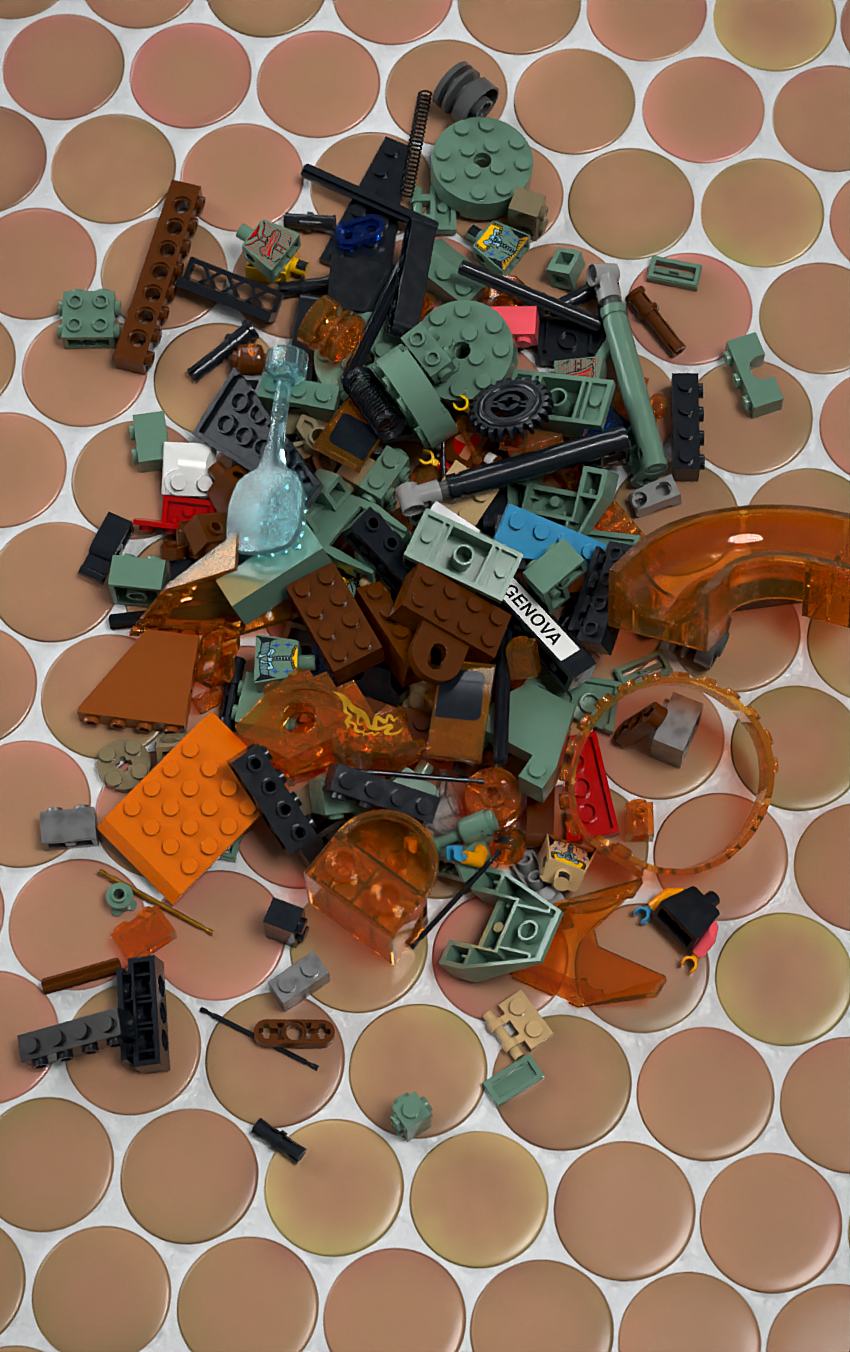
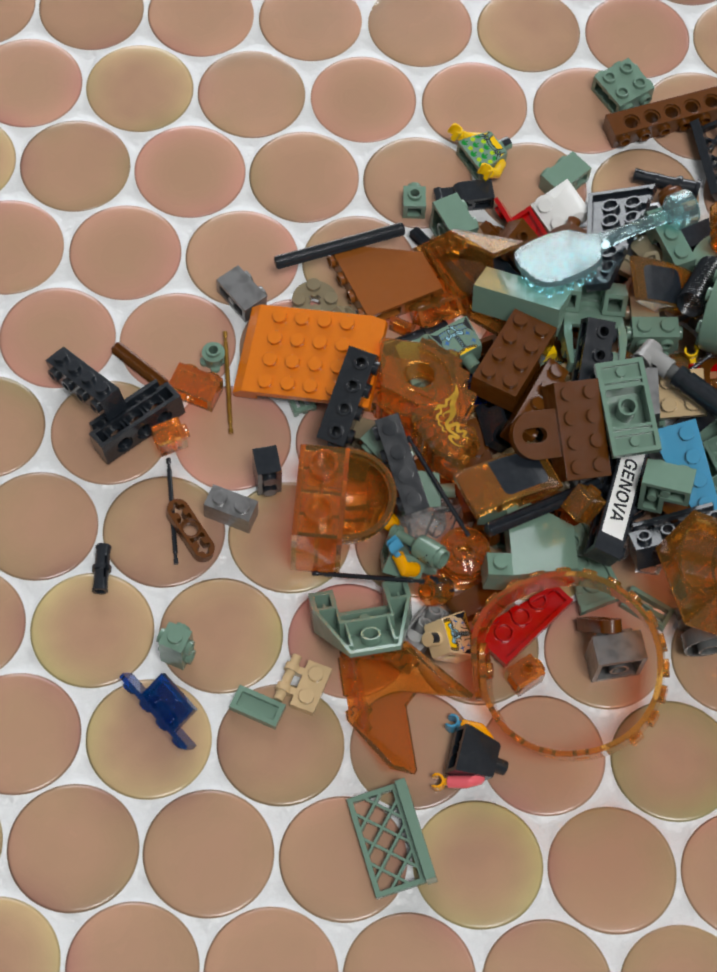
camera: 50 degrees right, 5 degrees down
(71, 500) = (481, 152): none -> torso
(83, 605) = (414, 201): none -> sand green brick
(87, 702) = (339, 245): none -> black axle
(183, 992) = (170, 436): none -> clear orange brick
(459, 1161) = (166, 704): none -> clear blue bracket
(725, 1015) = (410, 826): none -> sand green fence

